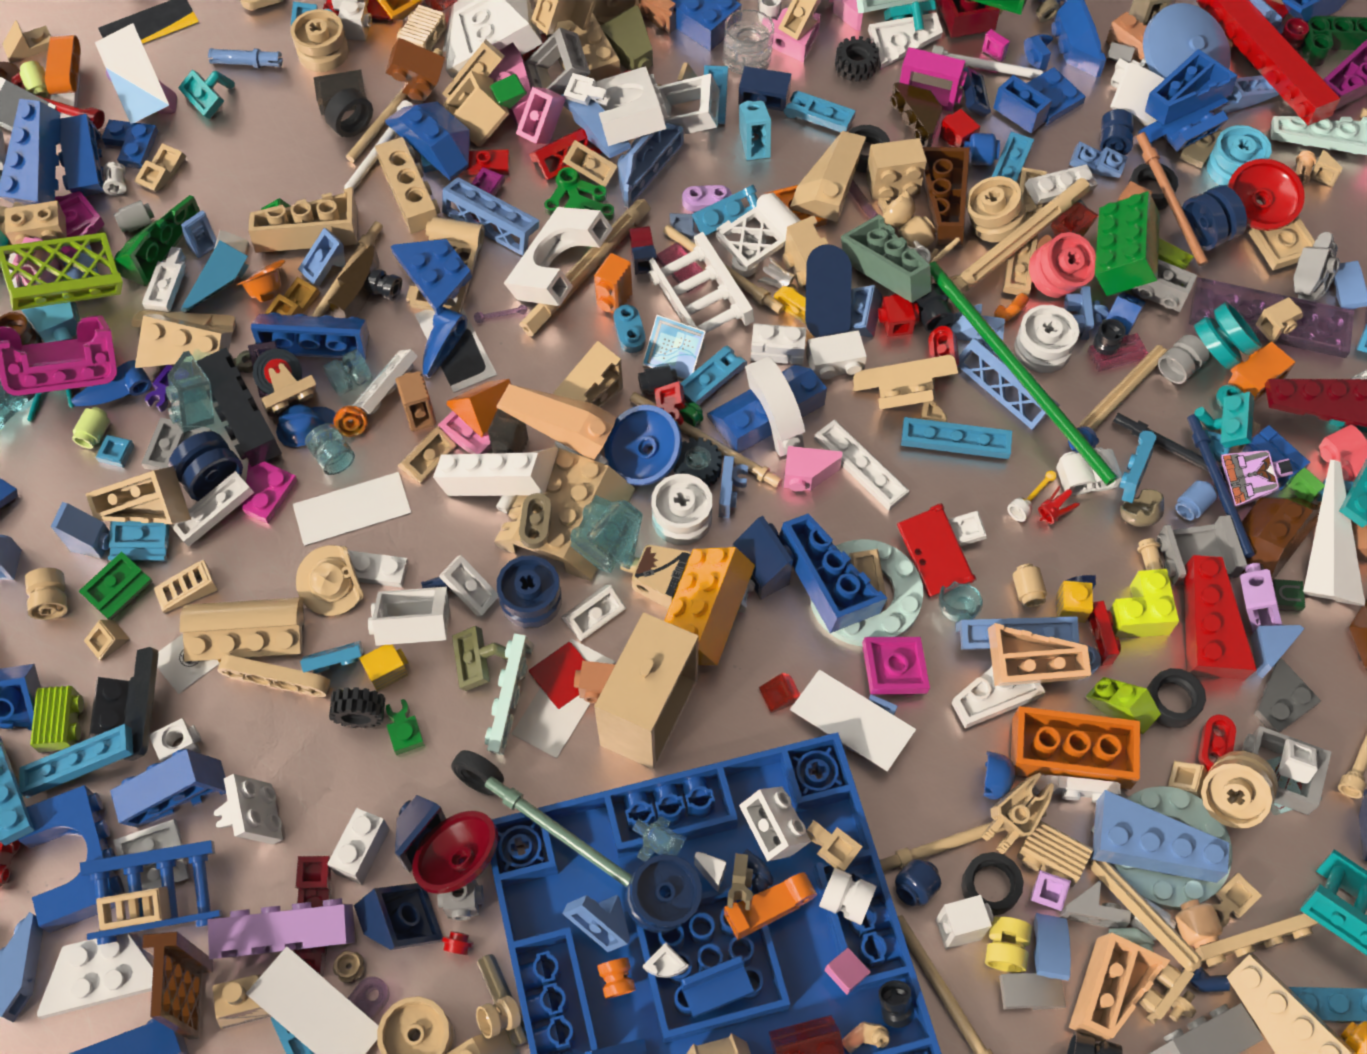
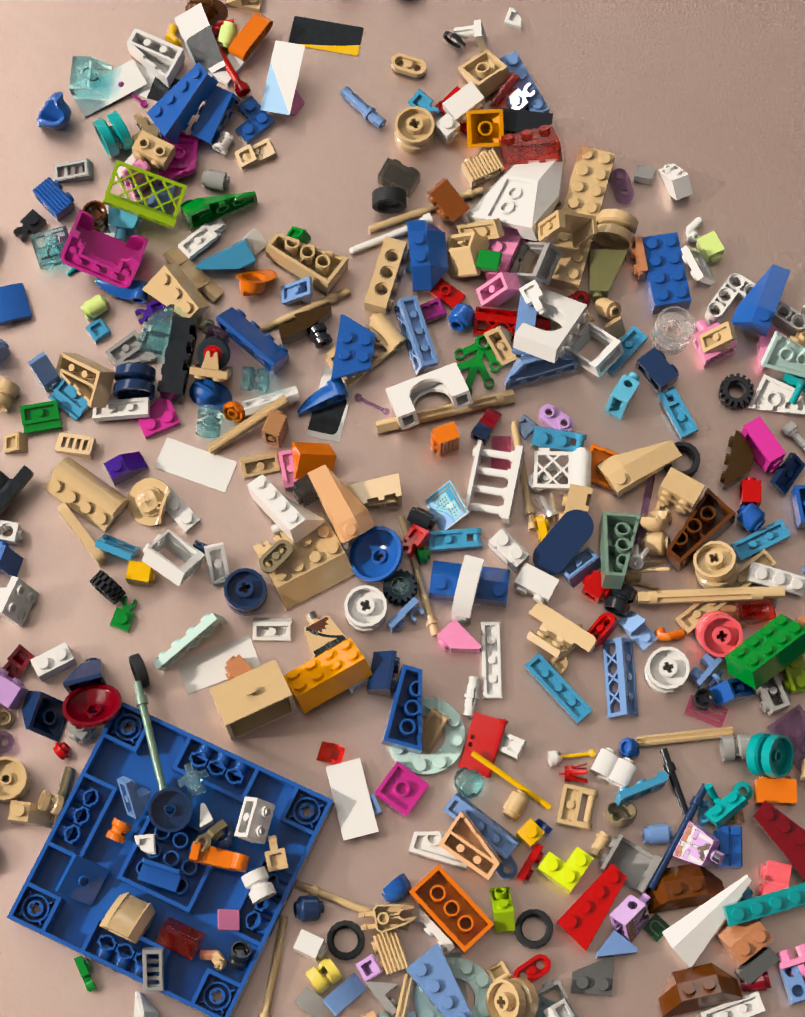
camera: 40 degrees right, 10 degrees up
(181, 673) = (38, 494): white sticker -> none
(199, 234) = (240, 224): medium blue slope -> none
(201, 91) = (317, 116): teal plate -> none
(266, 567) = (125, 466): none -> dark purple slope
(296, 299) = (263, 307): pearl gold slope -> none
(378, 423) = (246, 425): none -> tan axle
(472, 657) = (187, 605): olive plate -> none
(523, 169) = (461, 317): none -> blue head
(557, 674) = (225, 647): red sticker -> none
(608, 533) = (311, 592): clear light blue piece -> none
(629, 326) = (436, 471): dark azure plate -> none
(665, 65) = (607, 308): none -> tan brick
(876, 514) = (471, 696): none -> white pin
(999, 563) = (511, 780): none -> yellow axle
(1023, 375) = (624, 679): green piece -> none
(1084, 542) = (570, 806): none -> tan plate
(1306, 485) = (728, 876): bright green plate -> none

